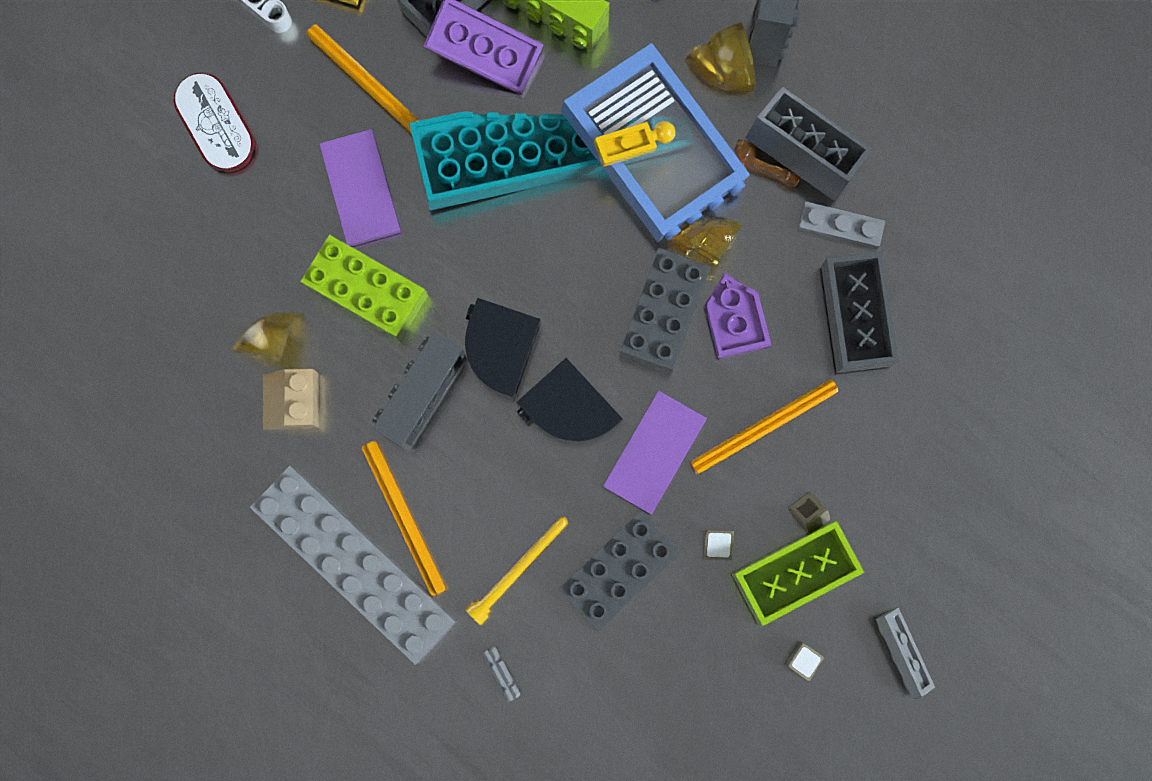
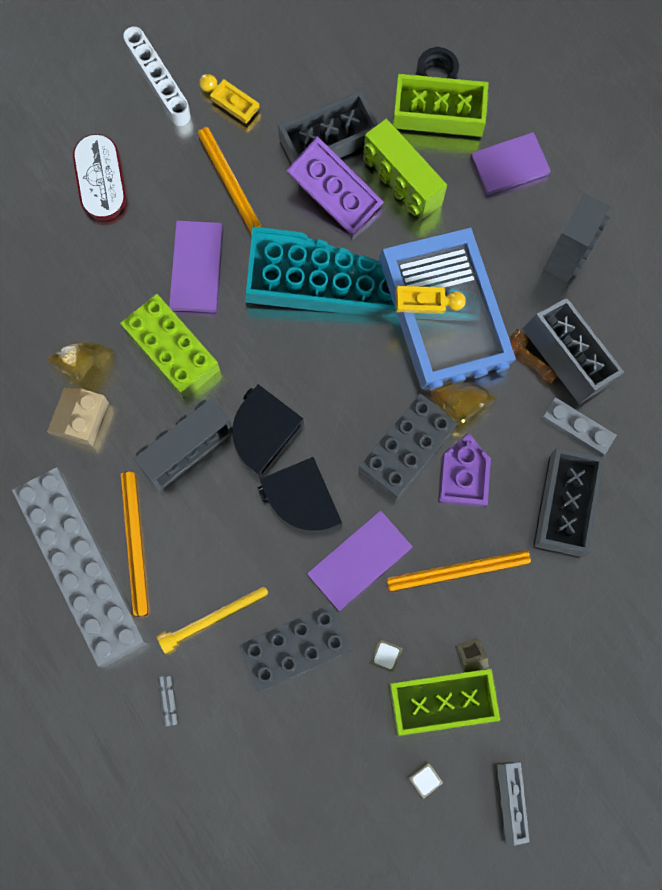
camera: 15 degrees right, 5 degrees down
(725, 62) = (526, 263): clear yellow brick -> none

